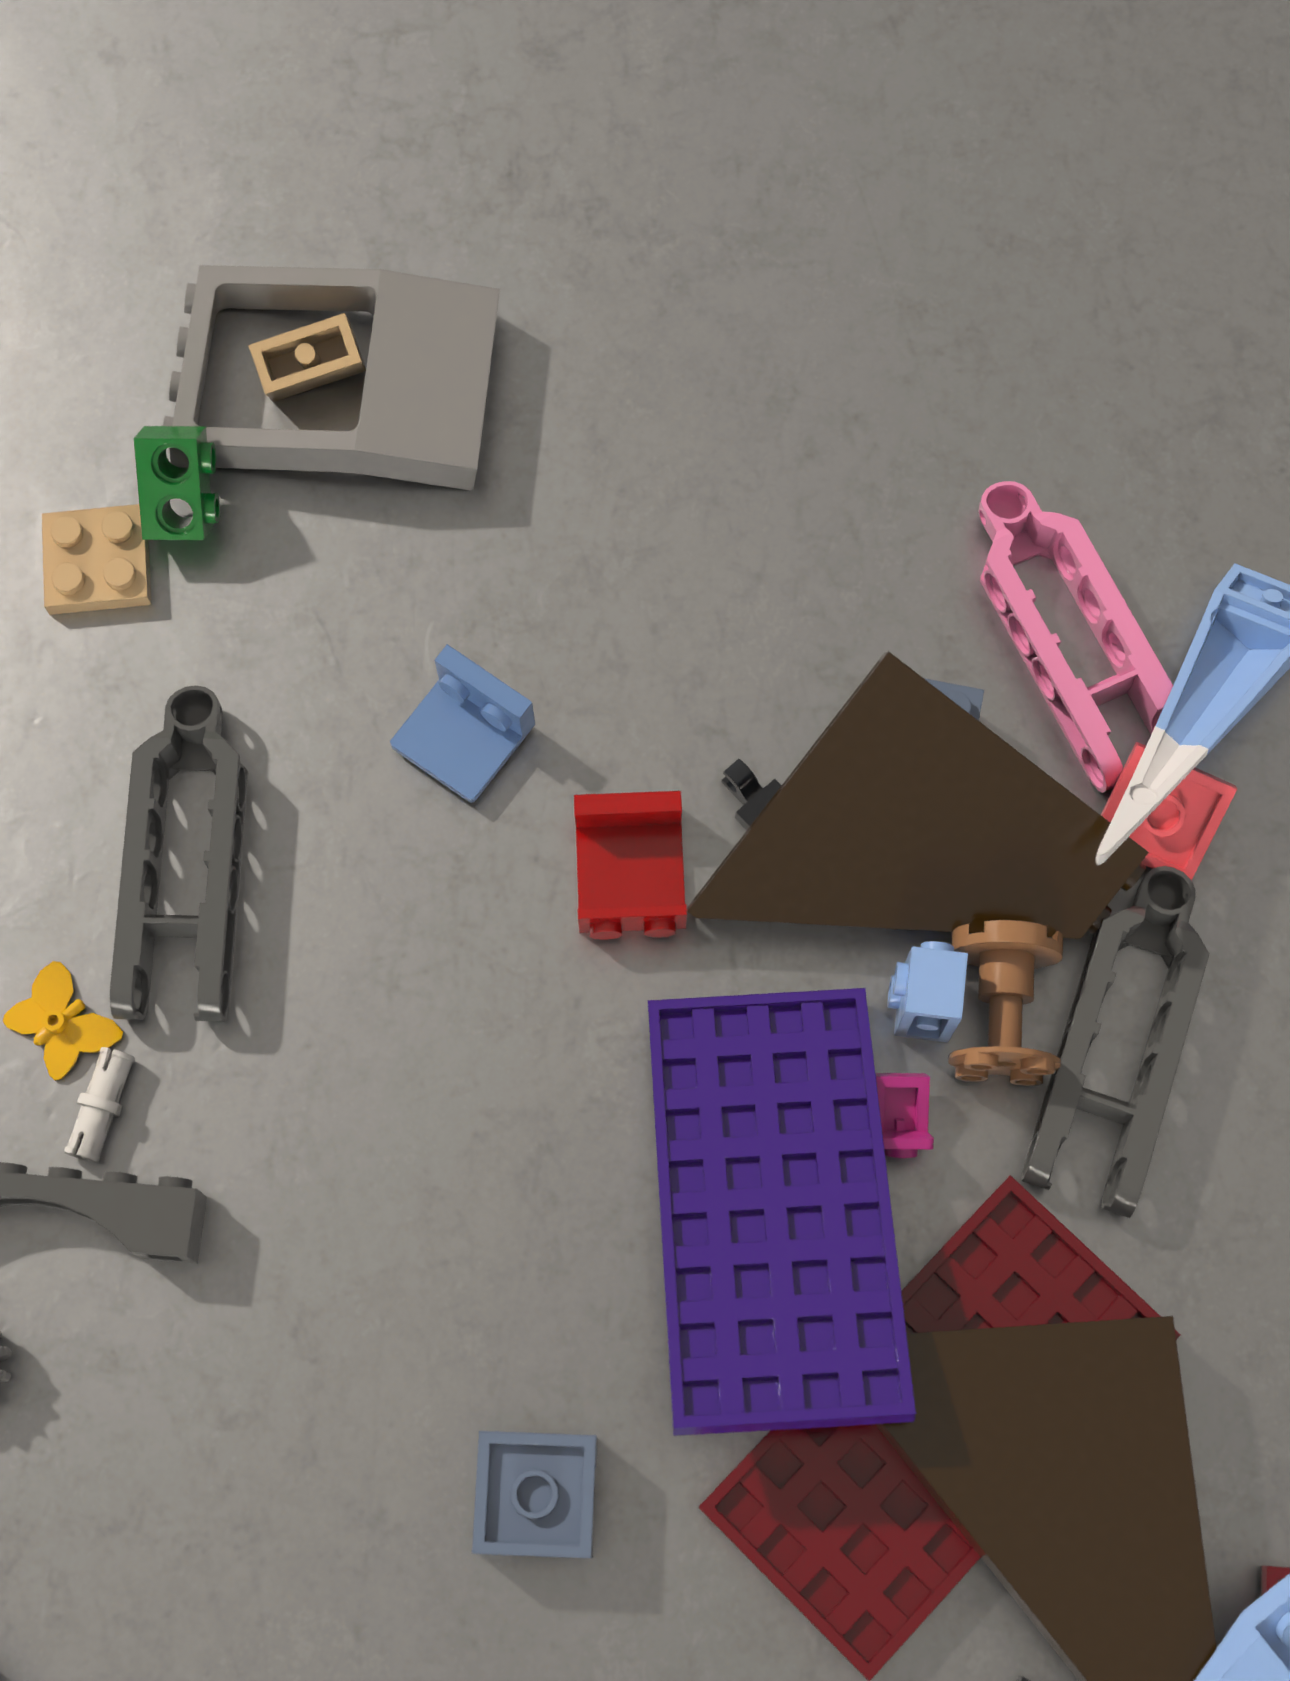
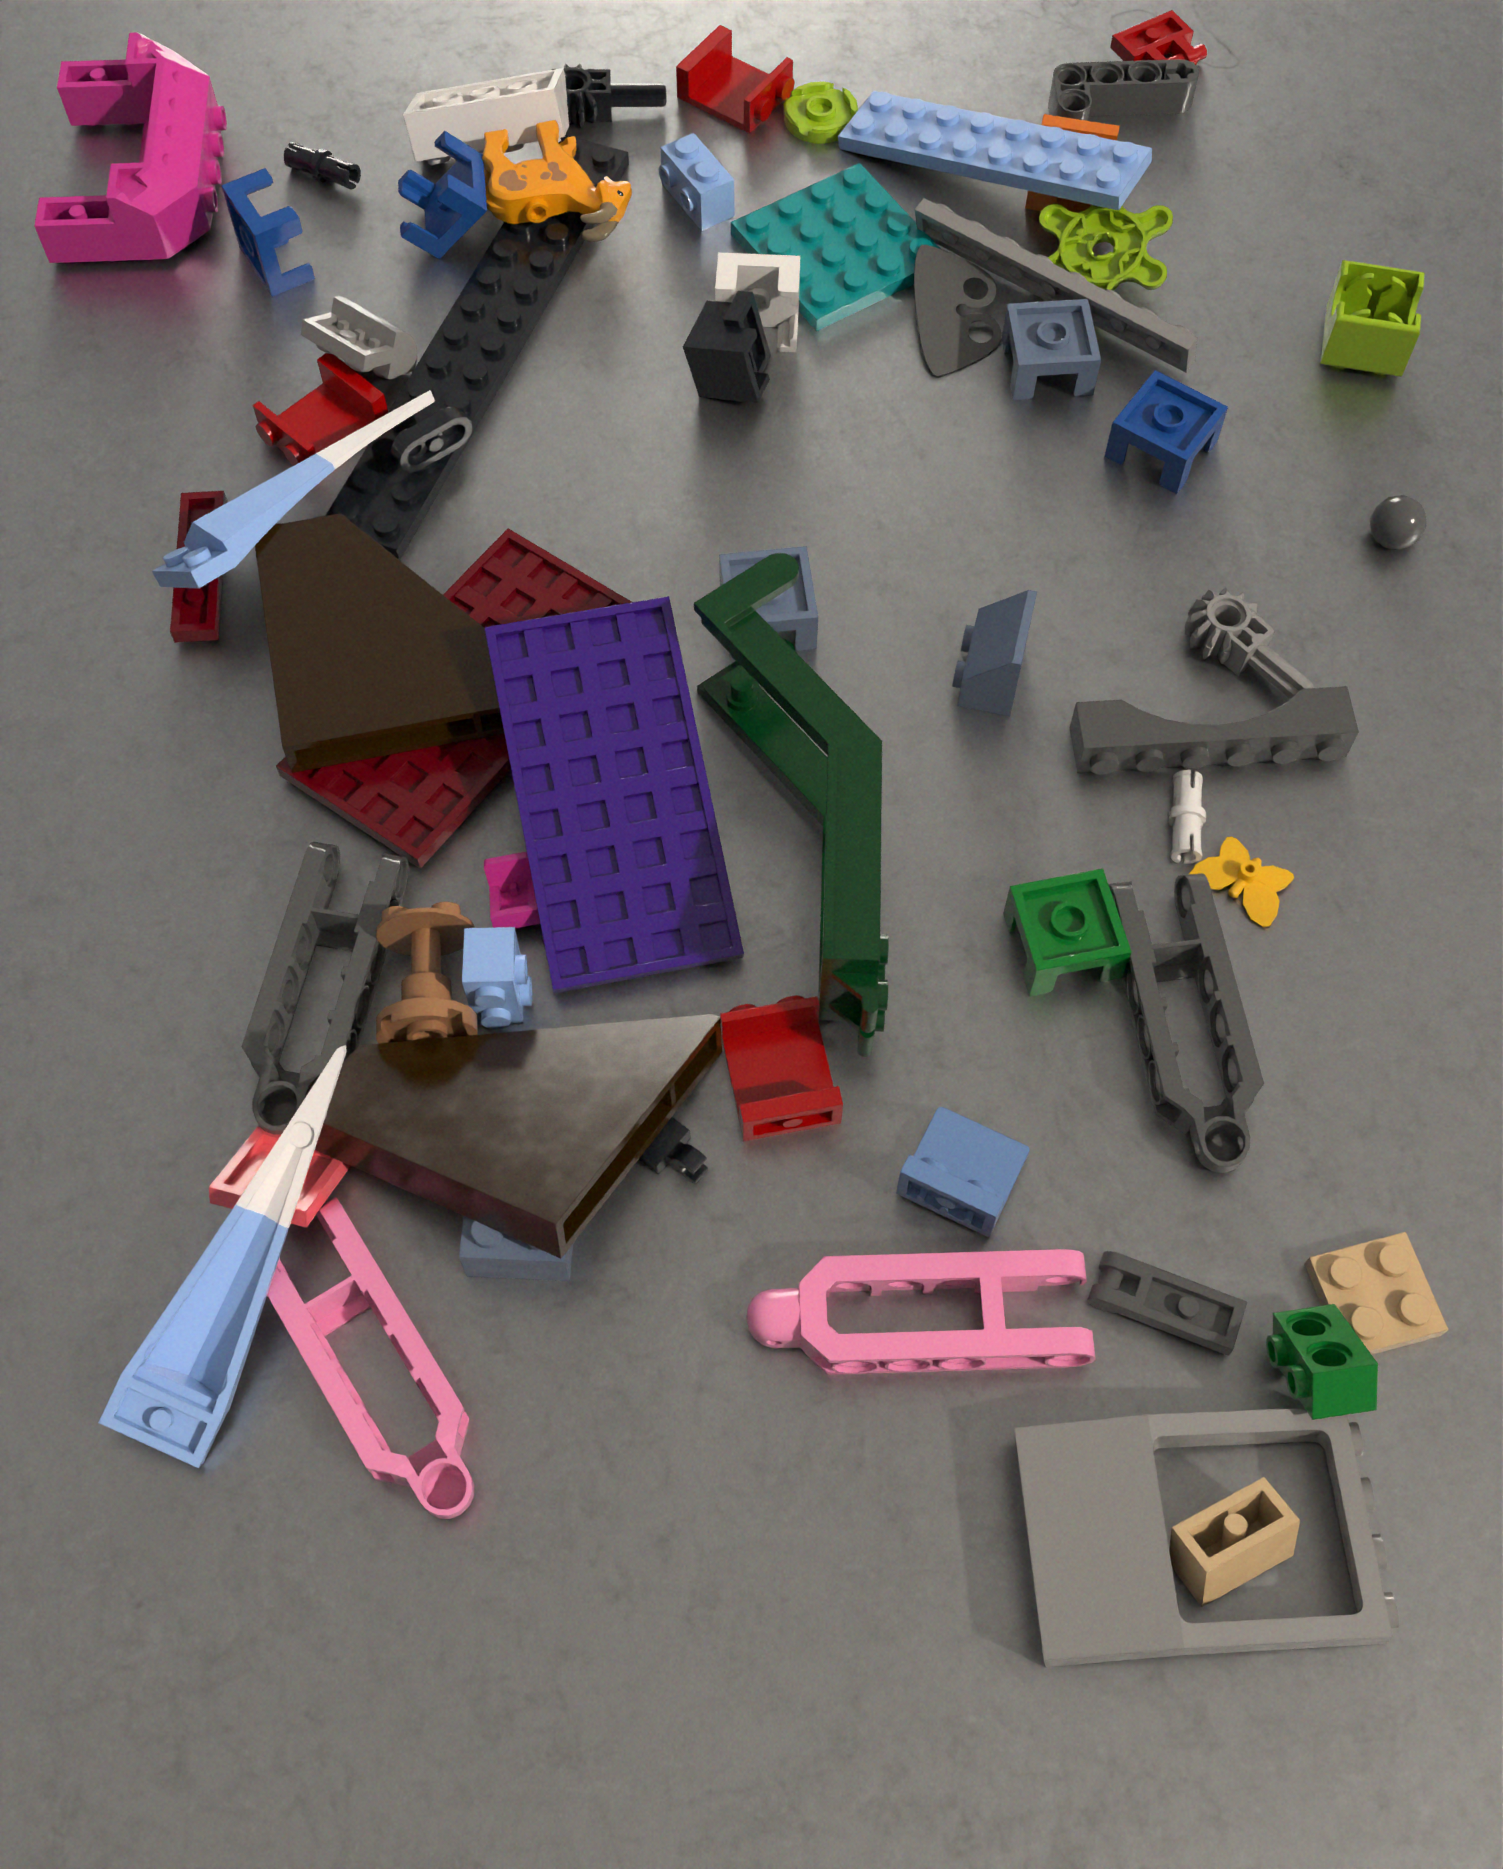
camera: 170 degrees right, 10 degrees down
(263, 1352) = (994, 654): none -> sand blue slope
(282, 966) = (1067, 928): none -> green panel
(297, 576) = (1168, 1302): none -> dark grey plate
(495, 1141) = (836, 789): none -> dark green piece
(653, 613) = (800, 1314): none -> bright pink piece

